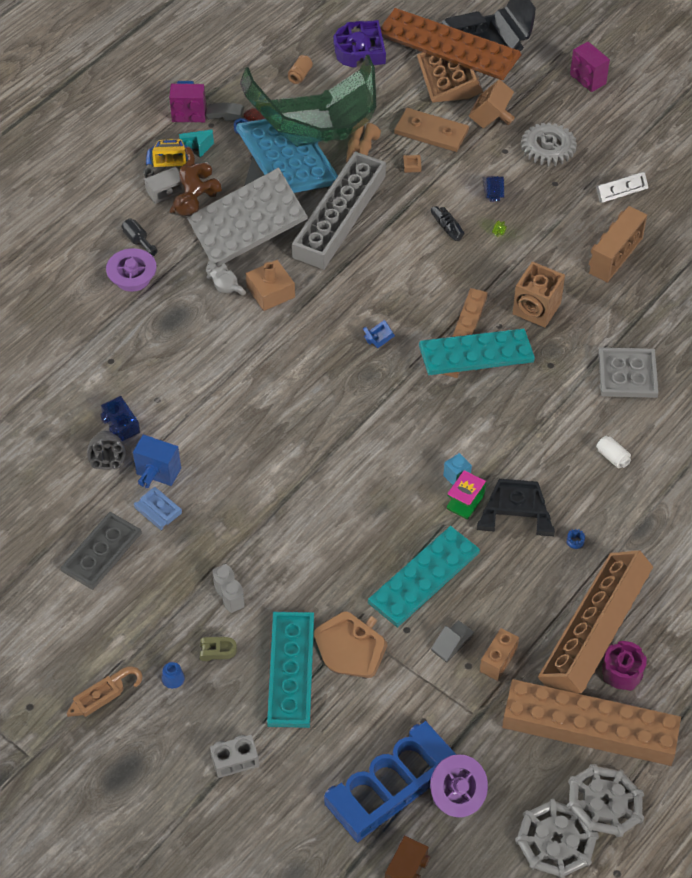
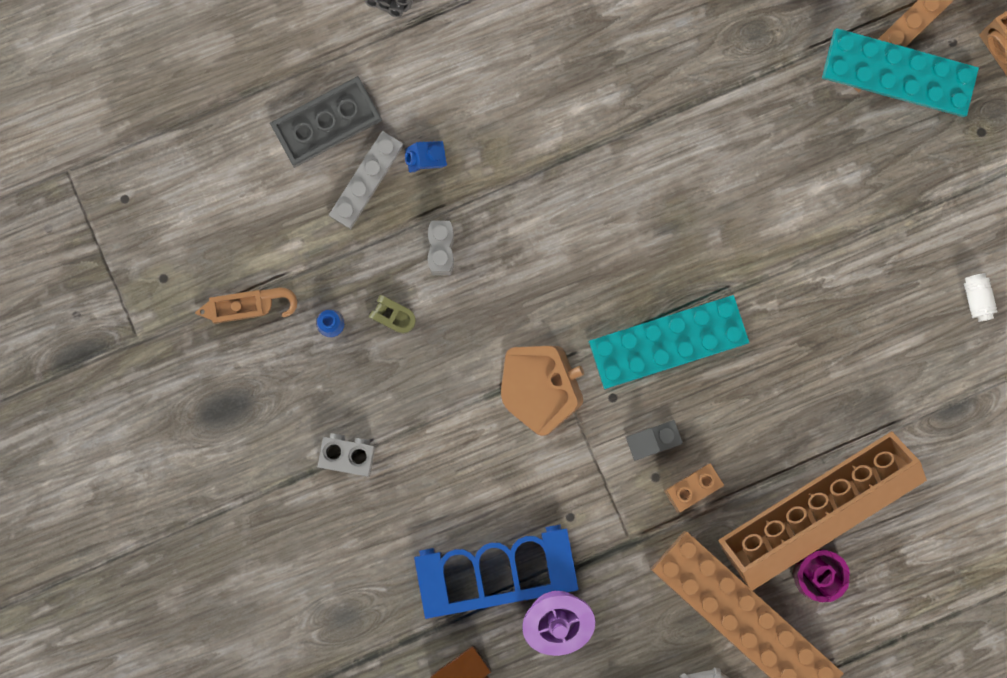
camera: 30 degrees right, 30 degrees up
(150, 574) = (366, 180): none -> light grey plate
(156, 461) = (438, 38): blue brick -> none
(157, 508) = (414, 98): medium blue plate -> none
(184, 538) = (425, 156): none -> blue bracket
(291, 670) = (459, 383): teal plate -> none
(454, 467) = (782, 227): dark azure brick -> none
(466, 494) = (772, 266): piece -> none
(517, 499) = (829, 300): black wing -> none
(573, 534) = (864, 393): blue bush -> none

